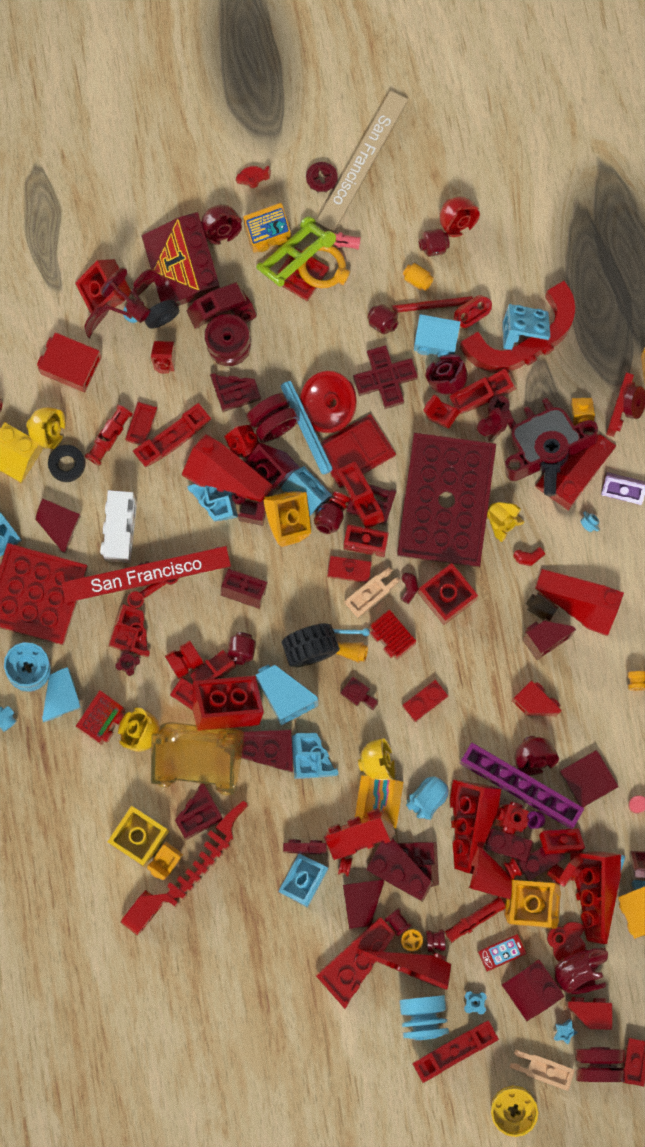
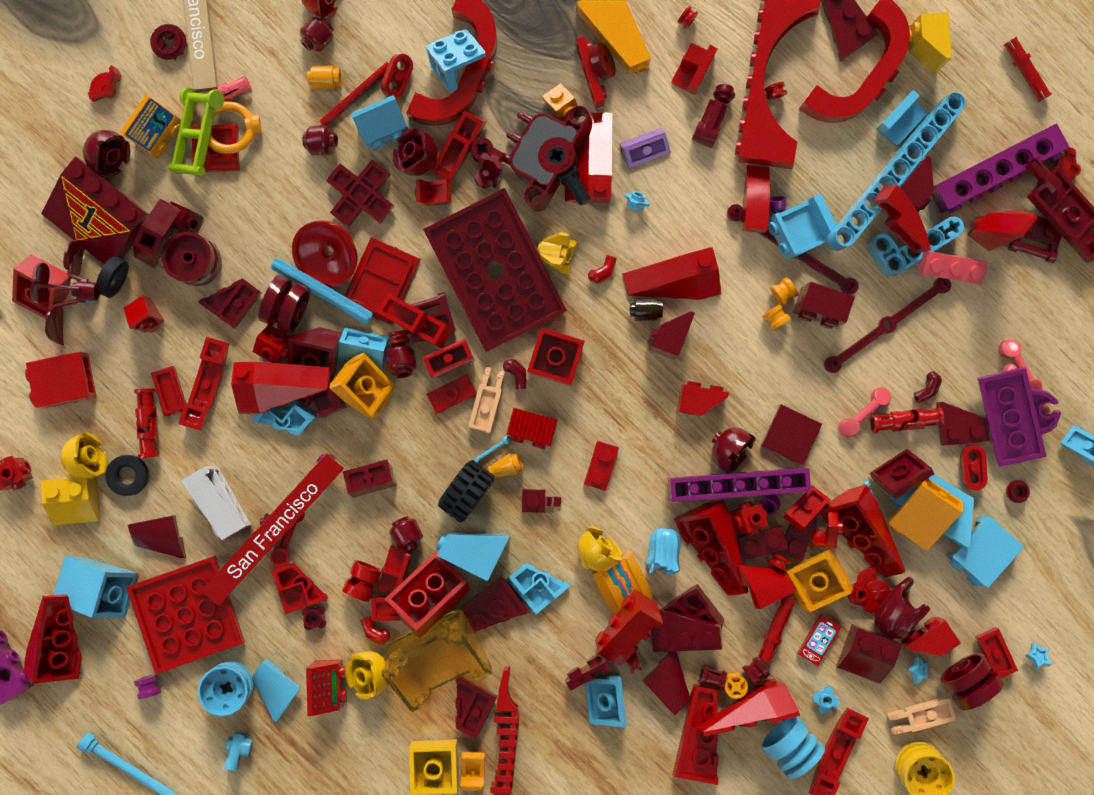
camera: 35 degrees left, 10 degrees up
(163, 707) = (373, 634): none -> red arm

